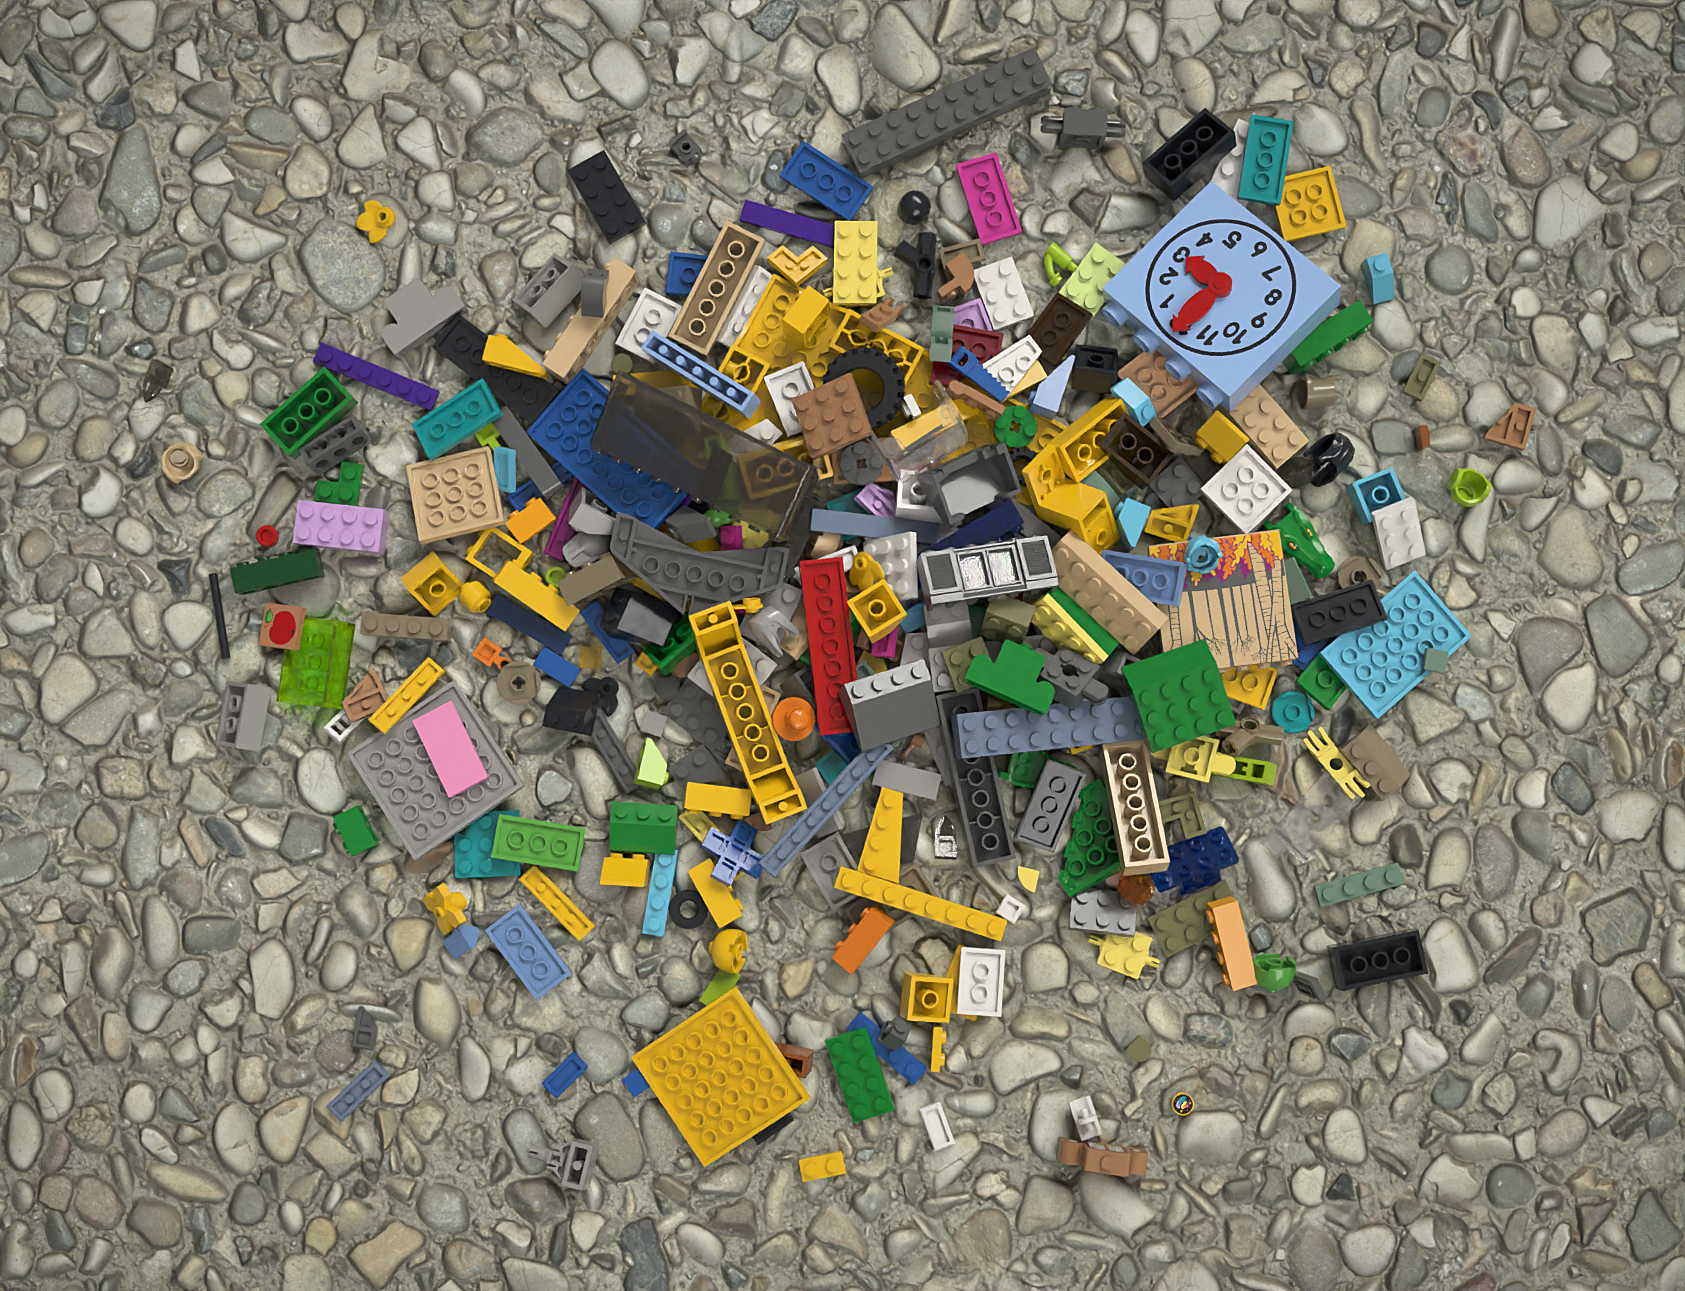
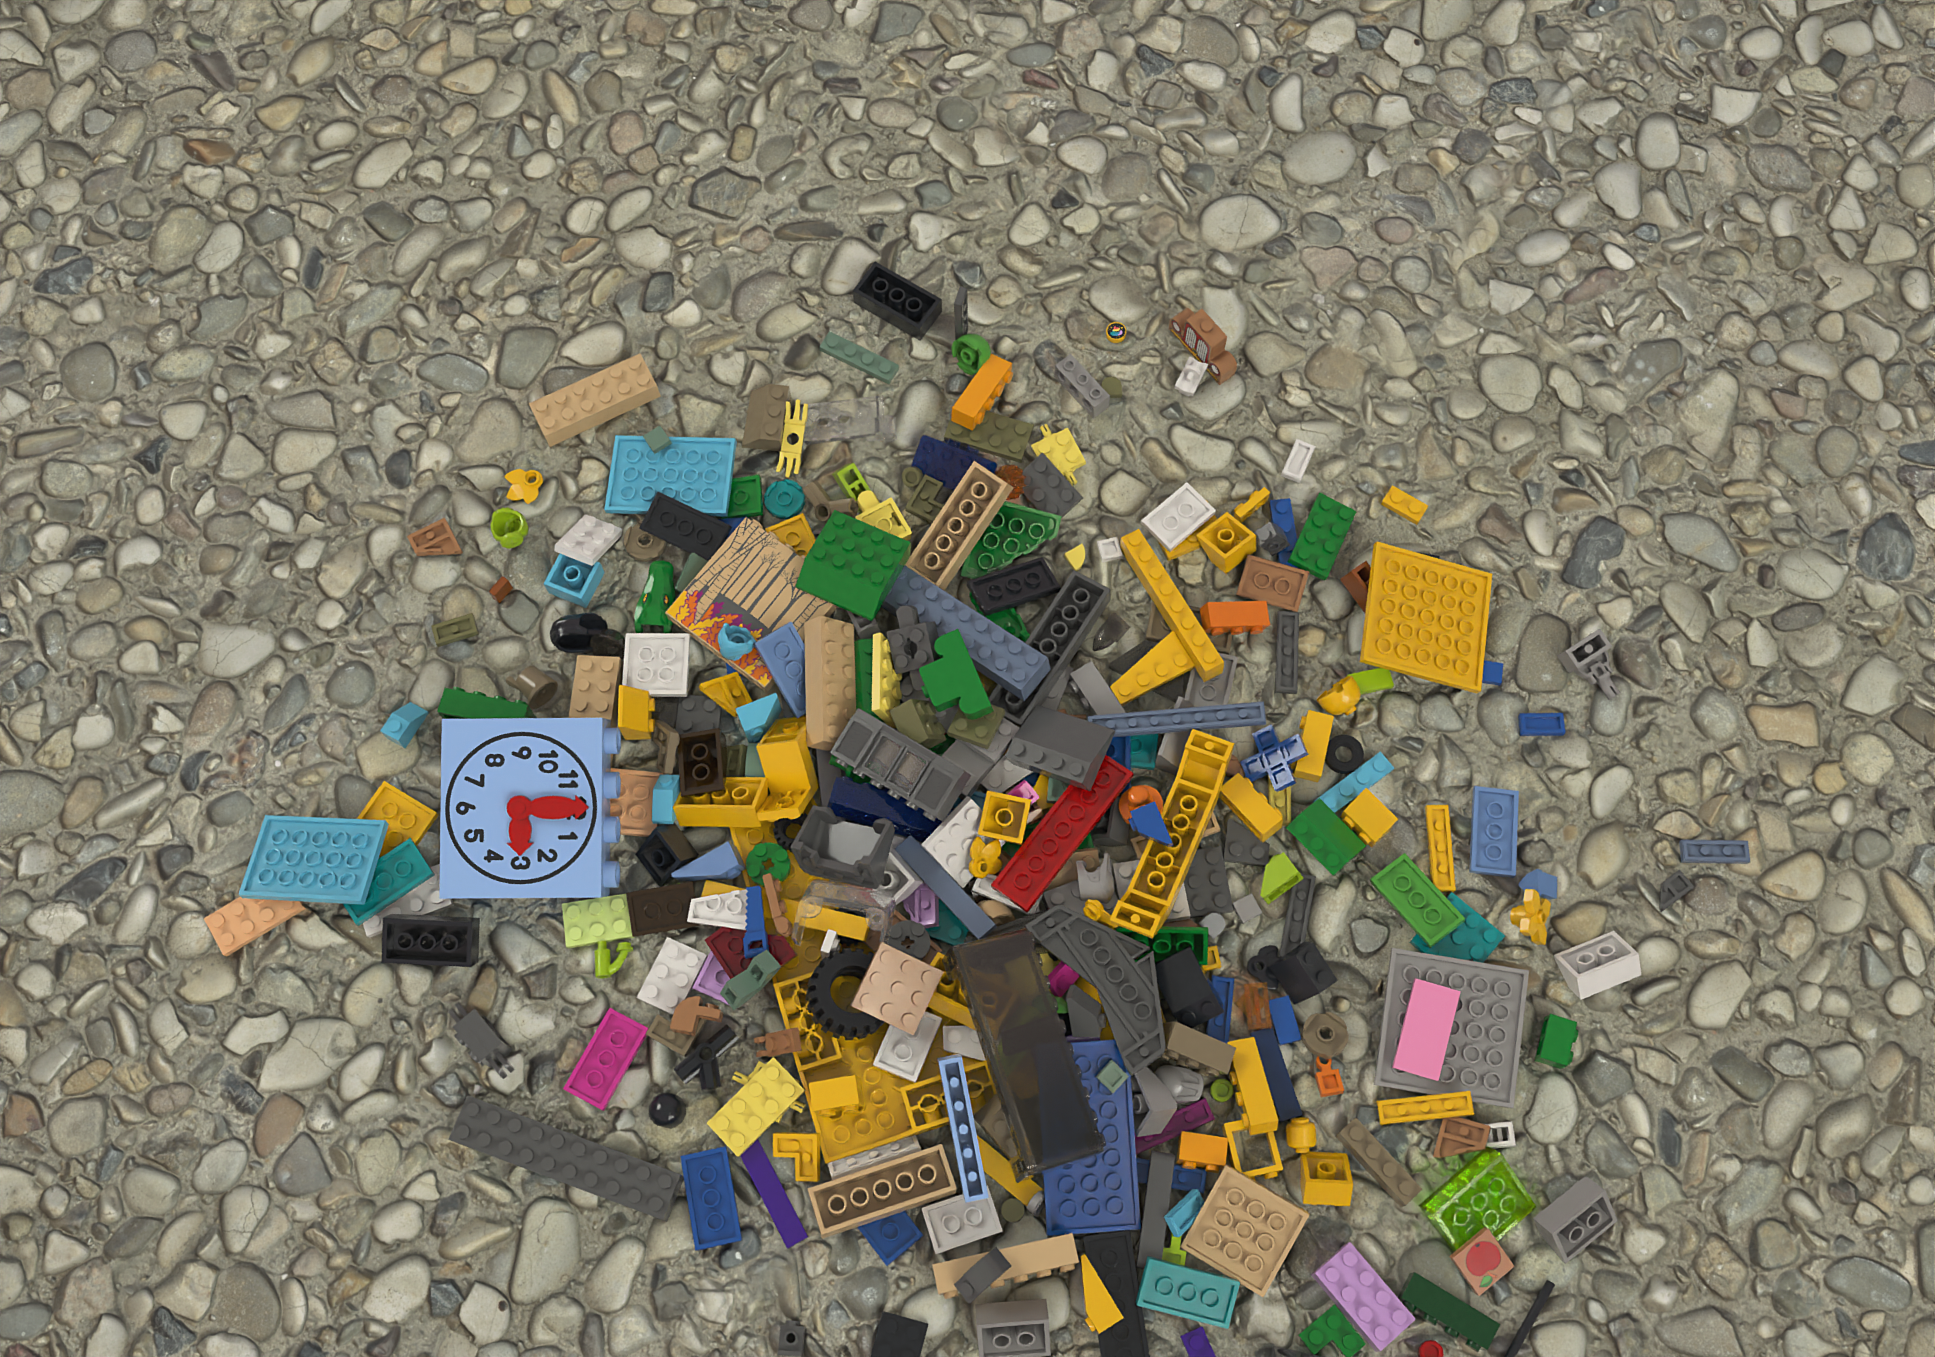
camera: 135 degrees left, 15 degrees down
(372, 918) = (1598, 964): none -> white slope
(596, 669) = (1267, 1025): none -> clear orange tile
(608, 380) = (1036, 1203): none -> light grey tile
(632, 503) = (1112, 1076): none -> sand green tile
(769, 705) = (1150, 824): none -> blue slope
(801, 952) = (1287, 652): none -> dark grey tile
(862, 997) = (1273, 583): none -> medium nougat tile
(1162, 1026) = (1082, 386): none -> light grey brick
(1214, 822) = (912, 476): none -> olive tile
(1329, 126) = (314, 859): none -> medium azure plate
(1331, 60) = (247, 920): none -> light nougat plate
(1496, 529) = (521, 485): none -> yellow plate
(1519, 648) = (595, 399): none -> tan brick

